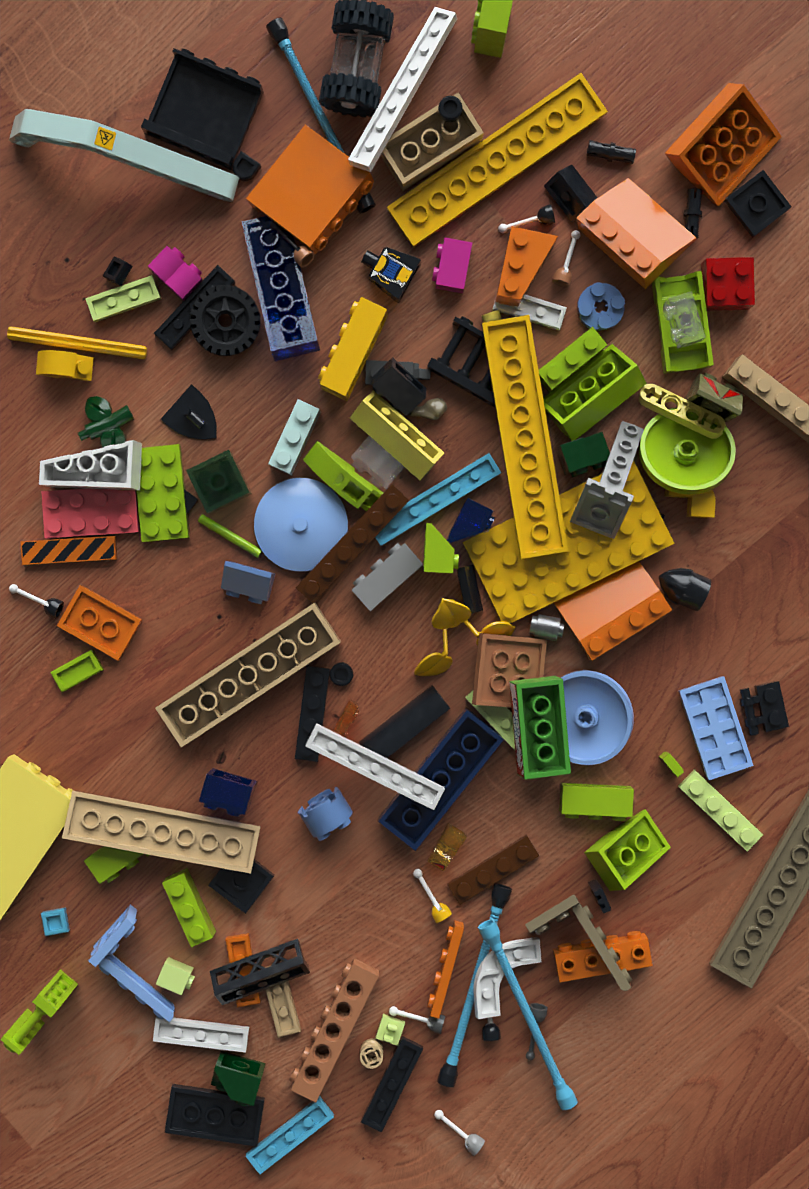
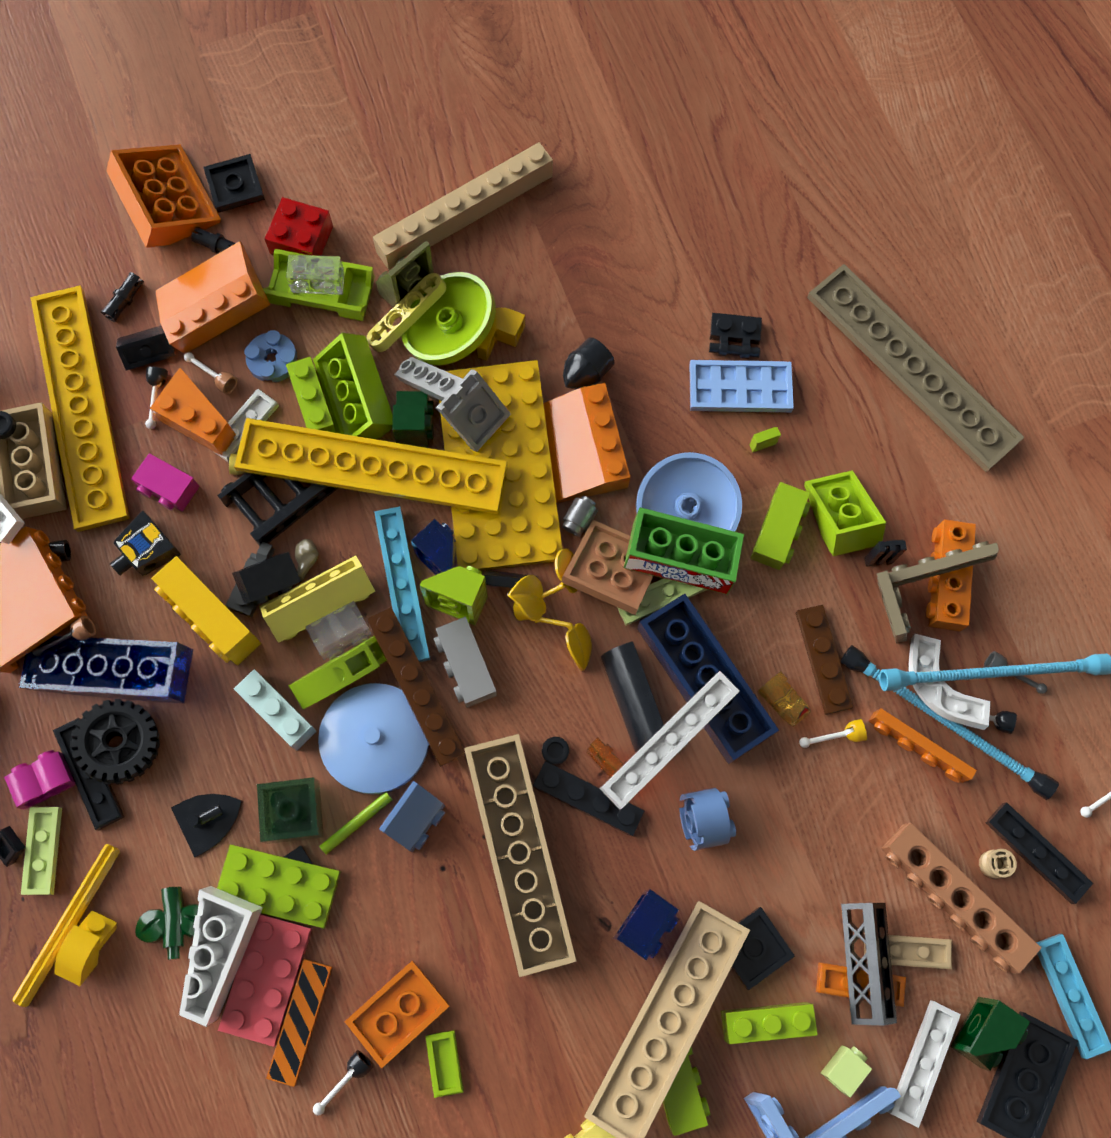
camera: 75 degrees left, 15 degrees down
(390, 1029) = (974, 834): yellowish green tile -> none
(434, 1024) = (981, 780): hinge -> none
(720, 810) = (827, 410): yellowish green plate -> none

